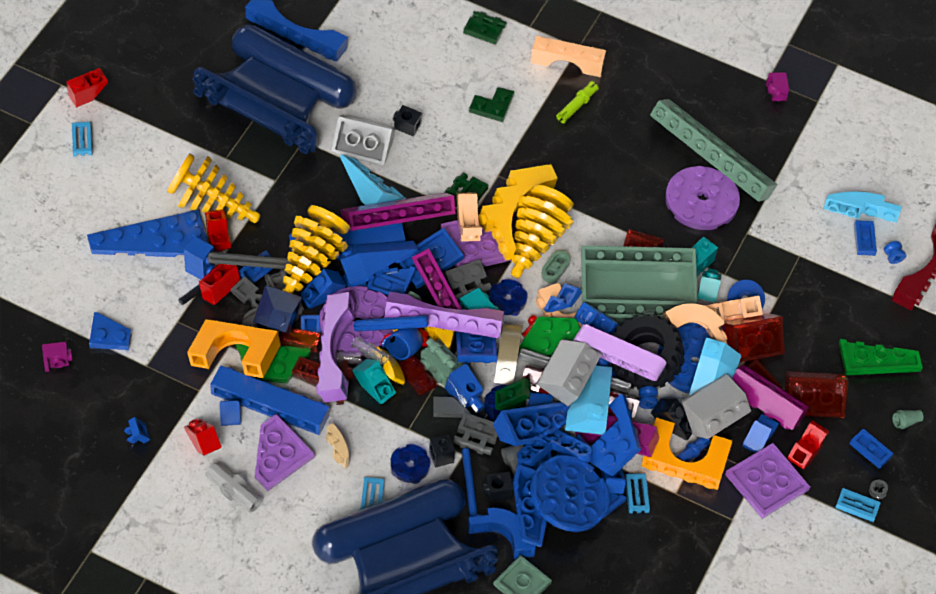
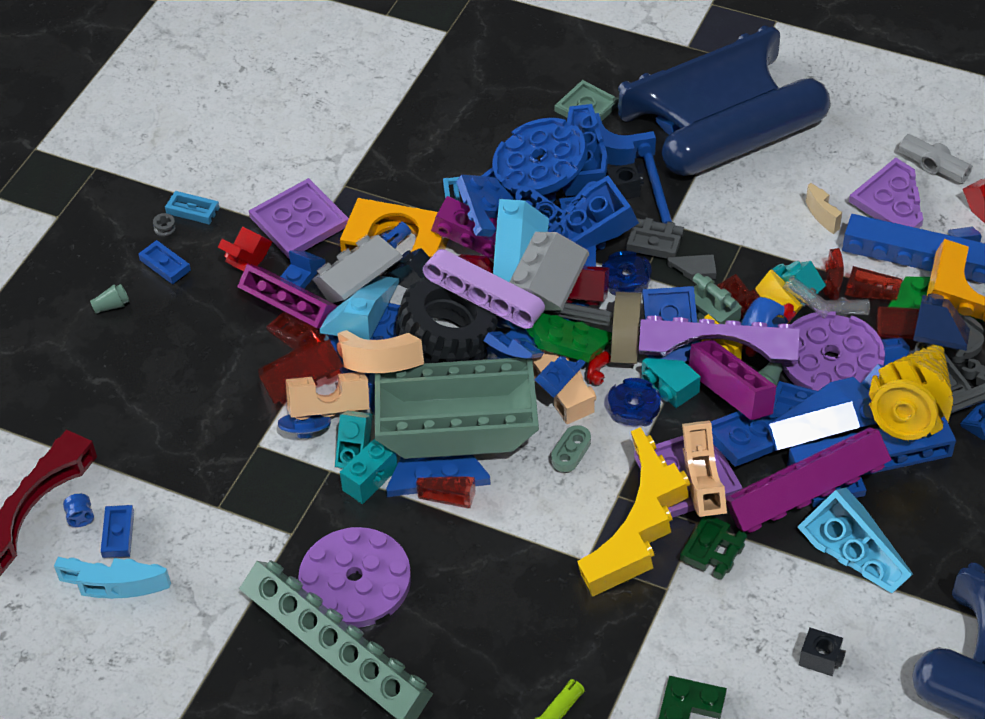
camera: 175 degrees left, 5 degrees down
(338, 315) = (848, 251): arch -> none
(362, 139) = (885, 616): light grey slope -> none
(374, 481) = (771, 181): dark azure tile -> none
(391, 323) = (776, 317): blue axle -> none
(410, 474) = (737, 211): clear blue plate -> none
(442, 451) = (696, 210): black brick -> none
(465, 275) = (693, 409): dark grey plate -> none
(465, 388) = (675, 268): blue torso -> none
(513, 395) = (620, 261): dark green slope -> none
(539, 225) = (596, 485): yellow plant -> none
(820, 391) = (224, 317): clear red slope -> none
(866, 359) = (137, 366): green wing -> none

